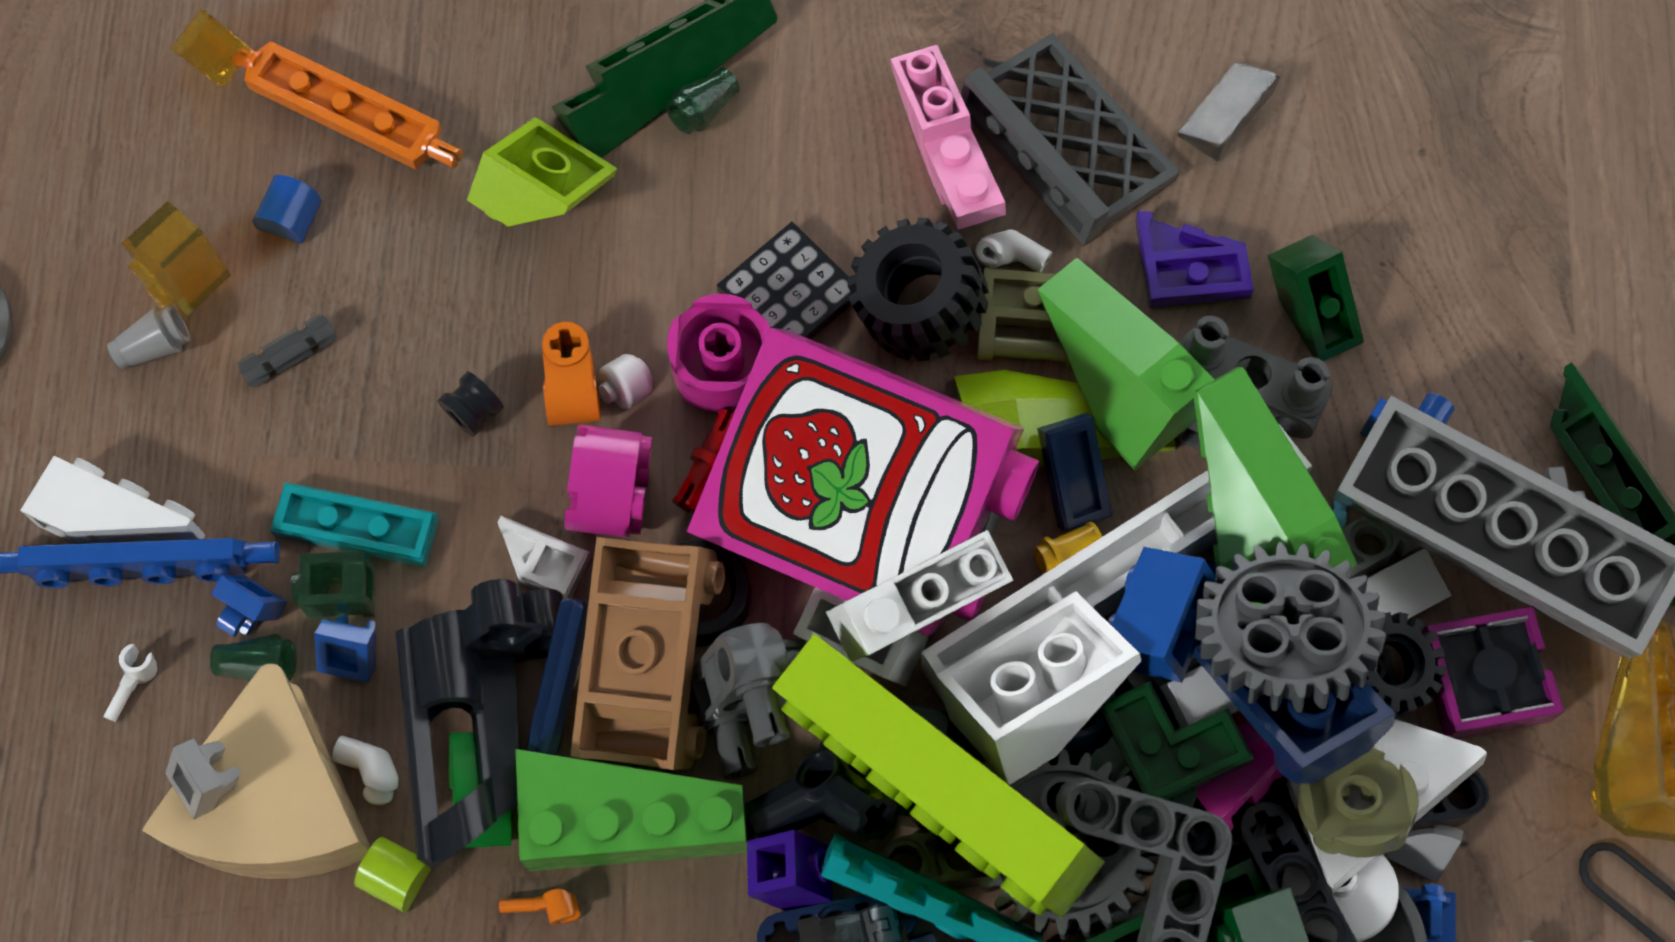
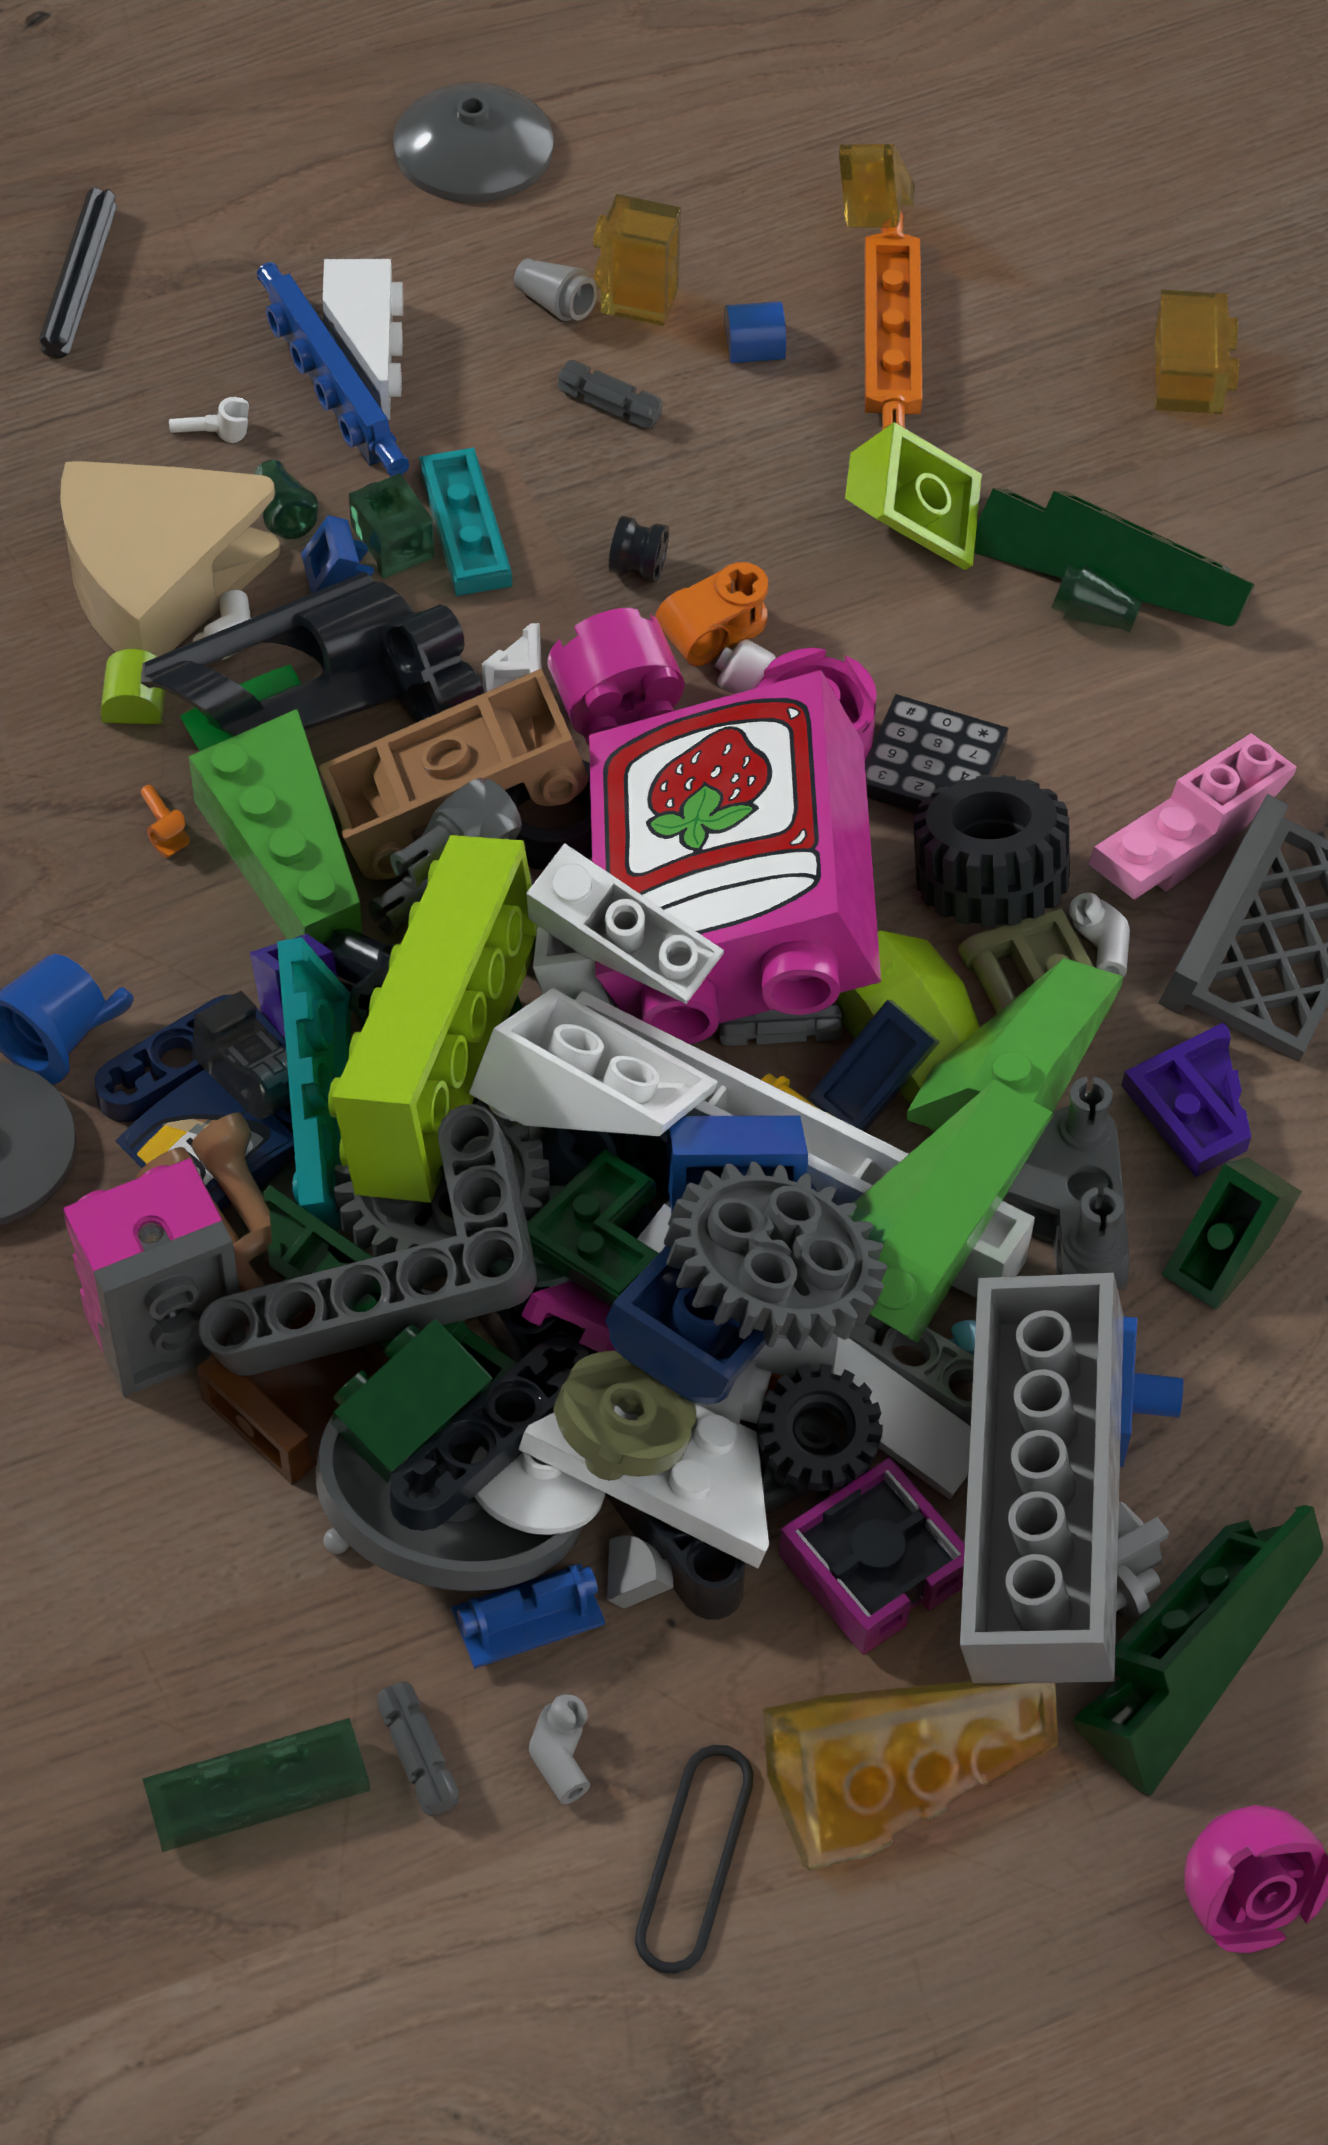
camera: 60 degrees right, 15 degrees down
(195, 778) = (129, 464): light grey tile -> none
(245, 603) = (335, 465): blue tile -> none
(558, 677) = (389, 720): dark blue axle -> none

